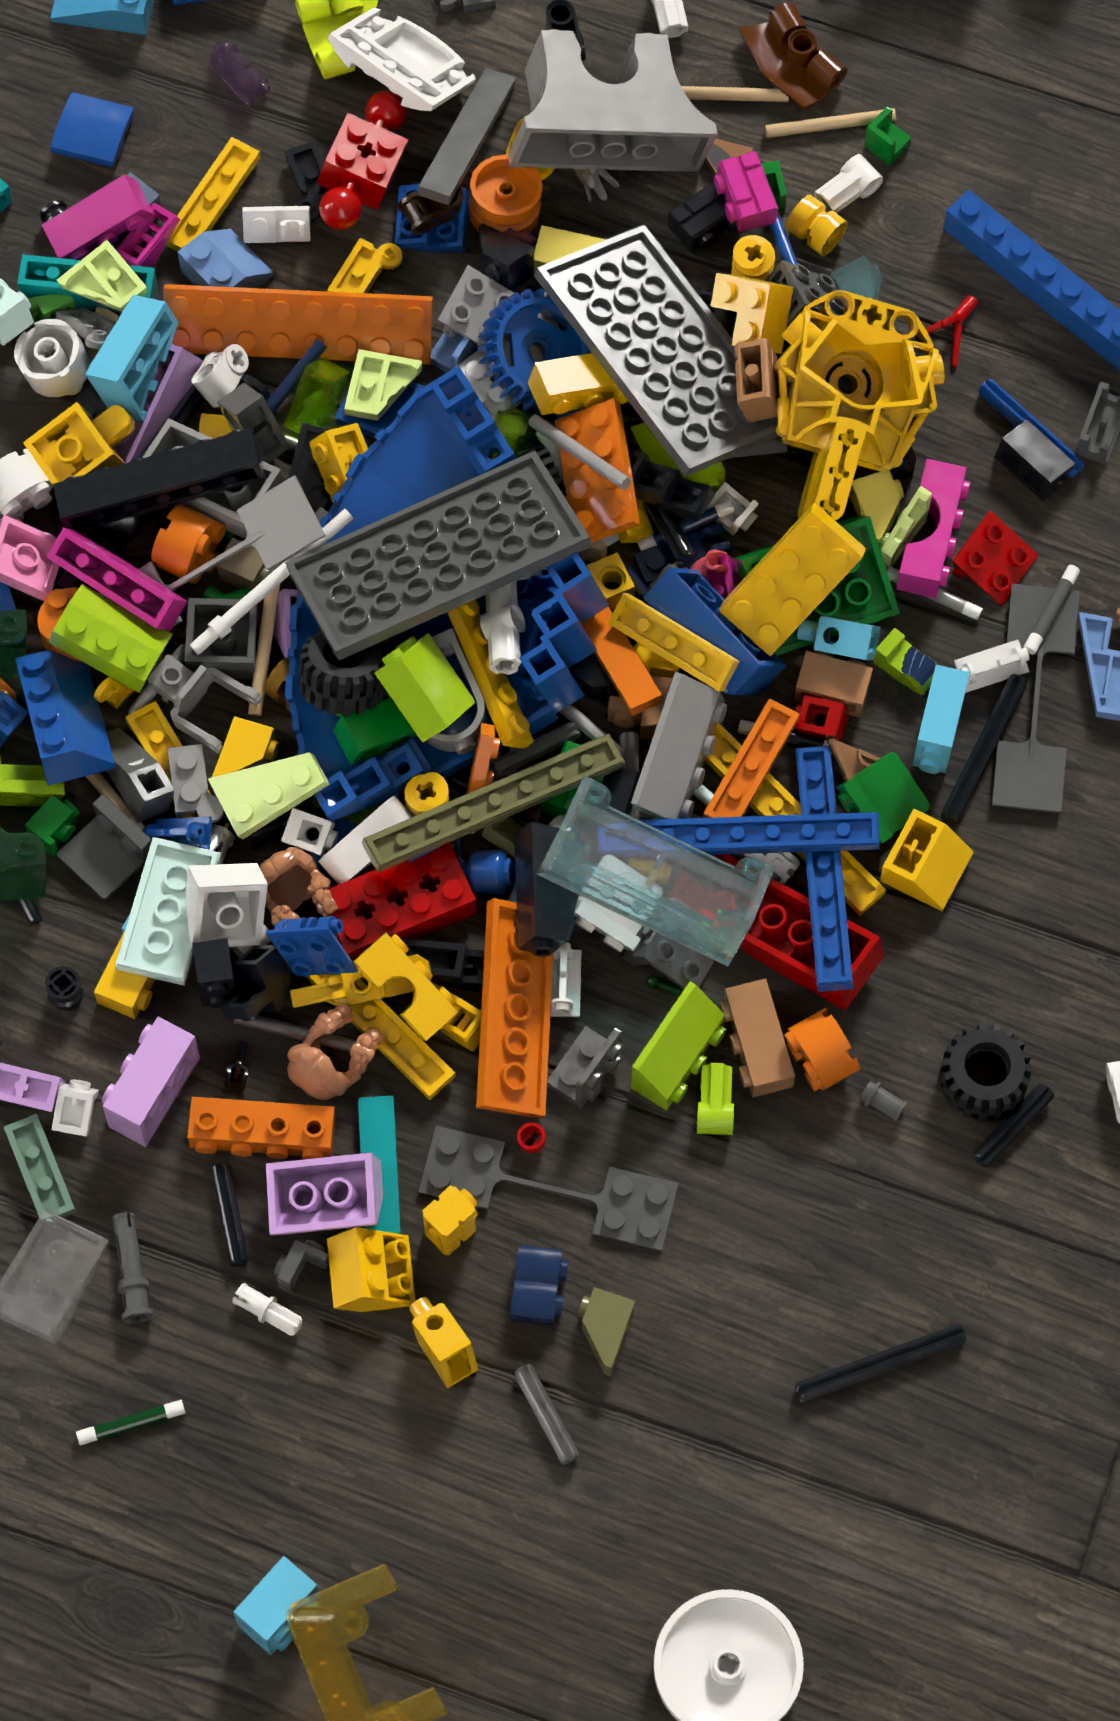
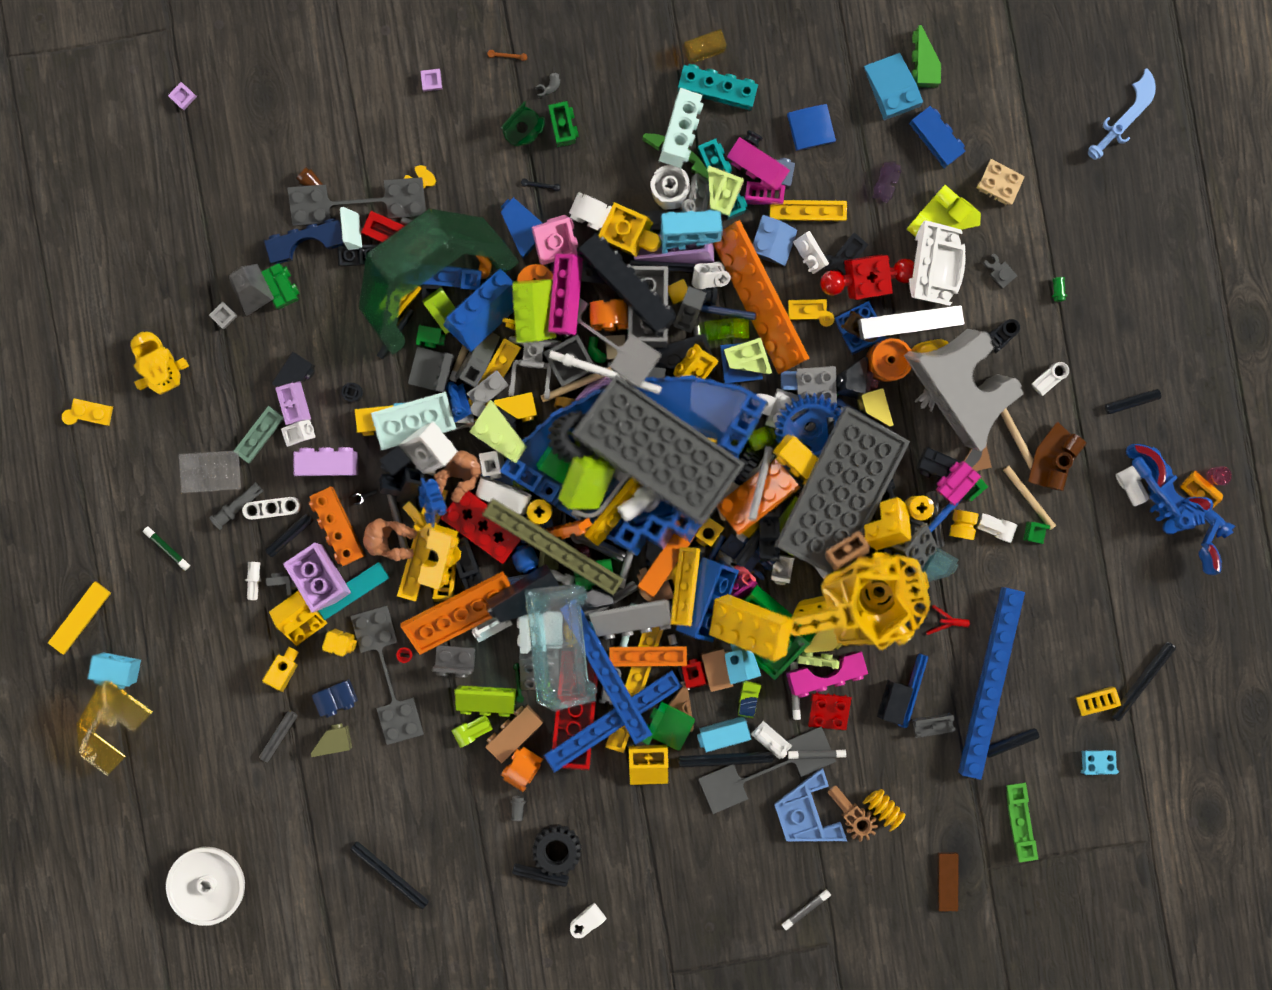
camera: 60 degrees right, 20 degrees up
(157, 1629) = (79, 617): none -> yellow tile
(169, 1196) = (262, 508): none -> white beam

